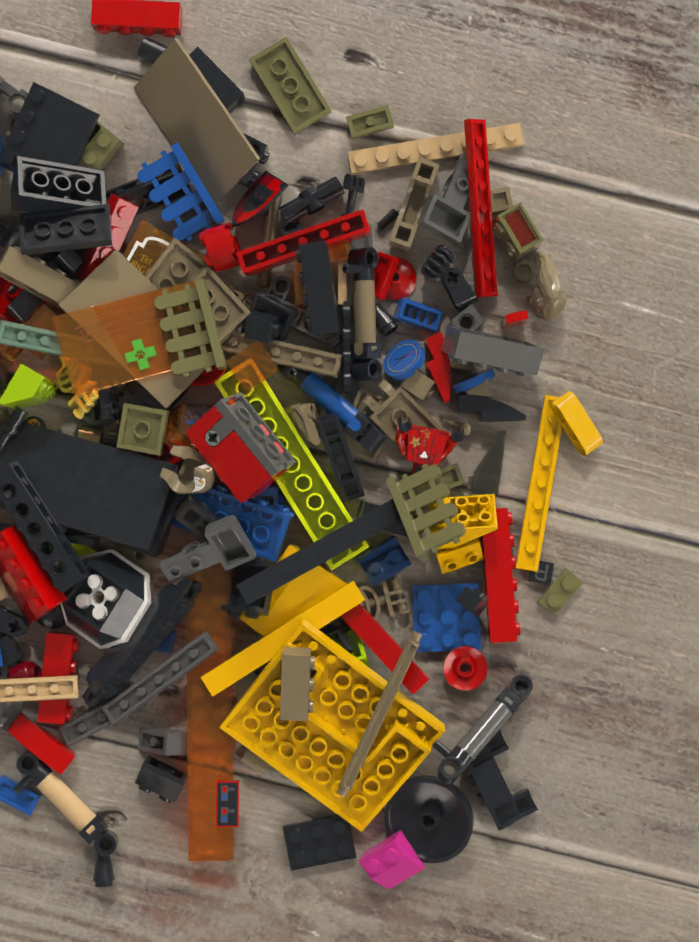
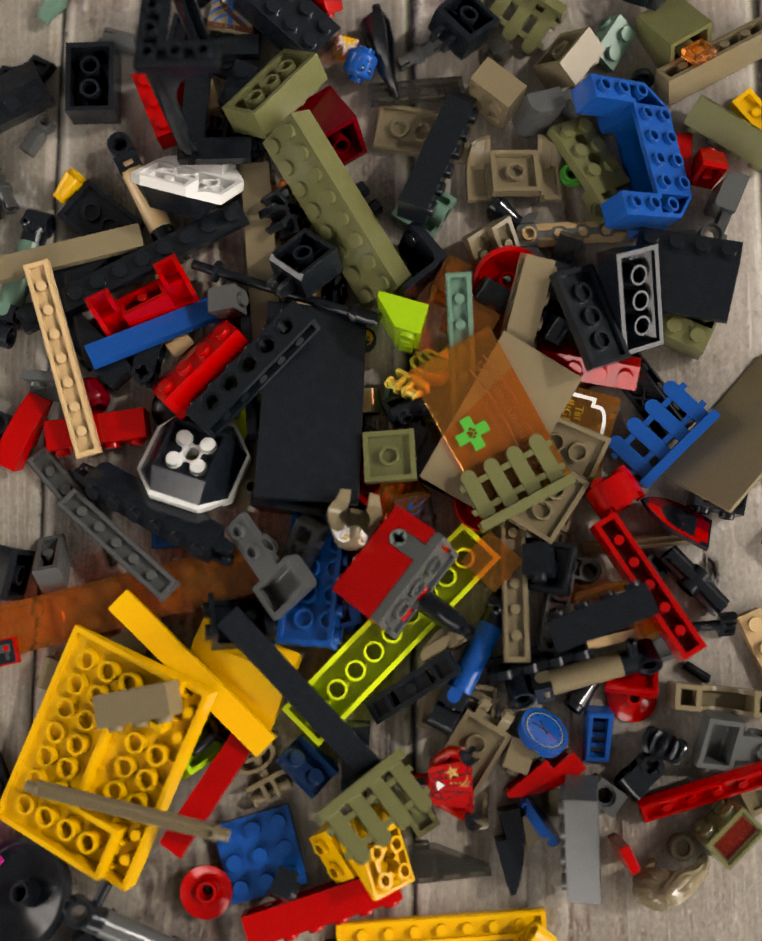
camera: 85 degrees right, 5 degrees down
(286, 415) = (445, 615): none -> black piece

